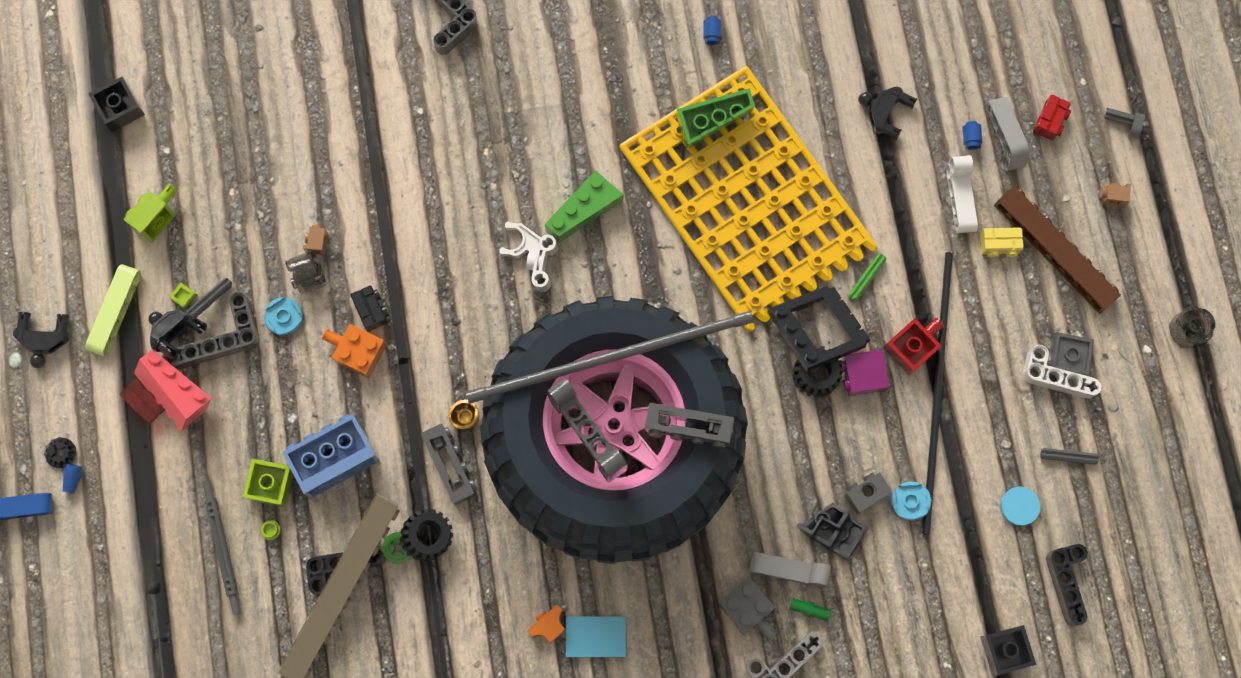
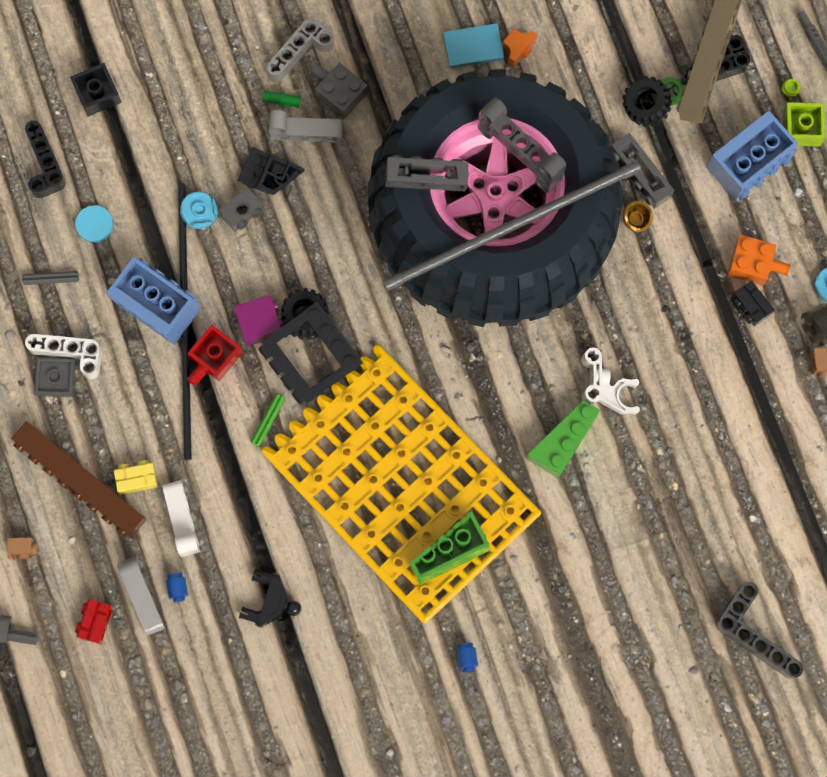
camera: 170 degrees right, 0 degrees up
(969, 406) = (154, 299): none -> medium blue brick

